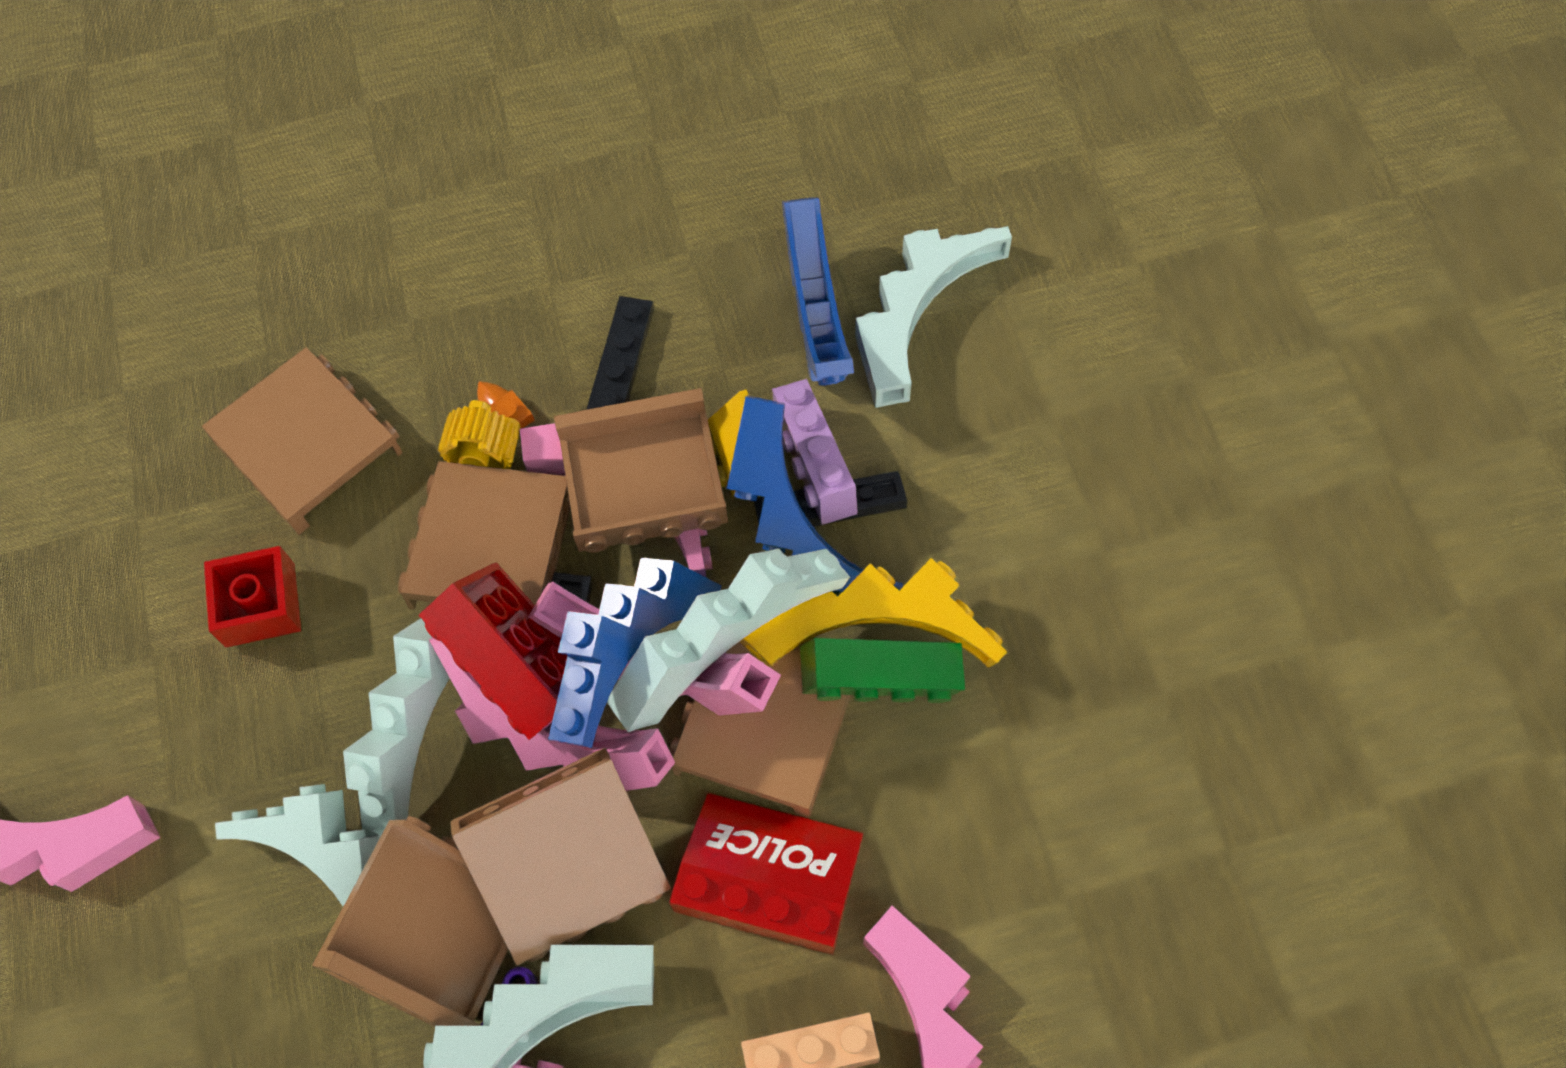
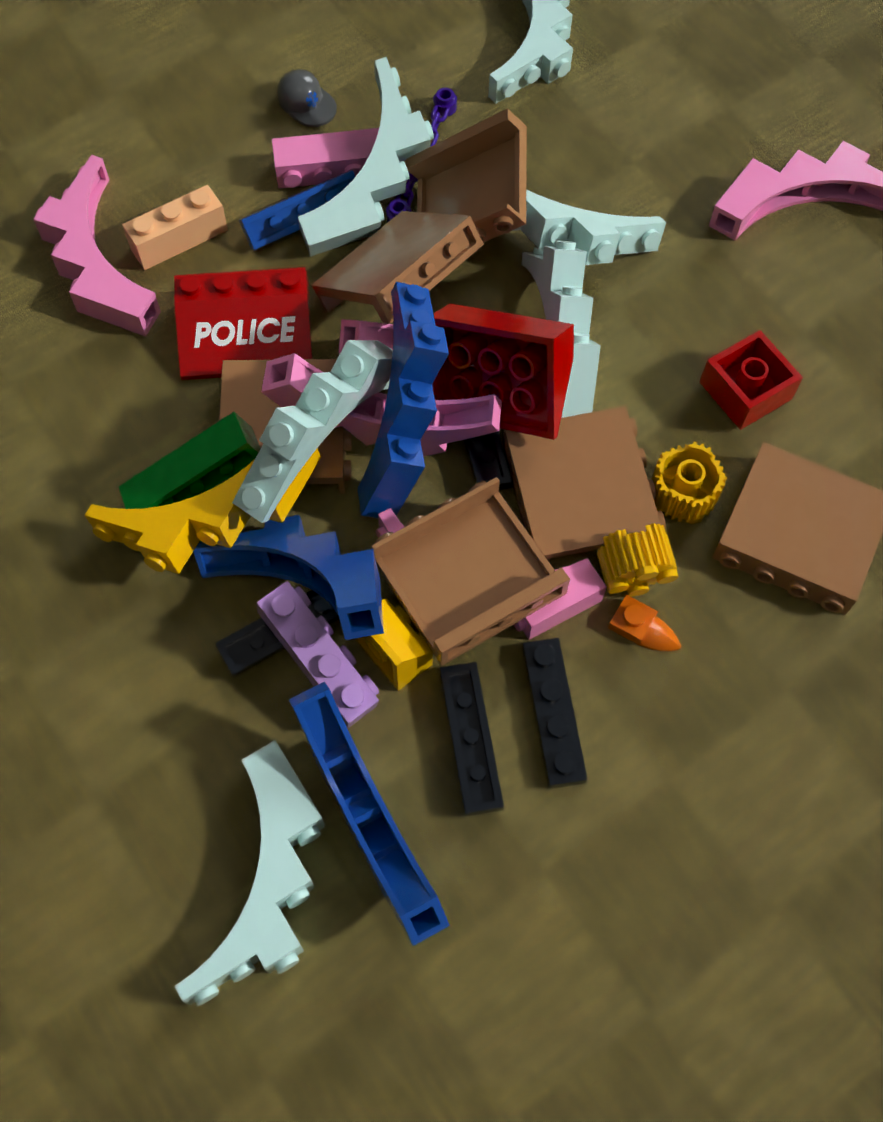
camera: 155 degrees right, 0 degrees up
(383, 510) = (688, 482): none -> yellow brick
(640, 1027) = (282, 217): none -> blue plate
(705, 345) = (471, 739): none -> black plate

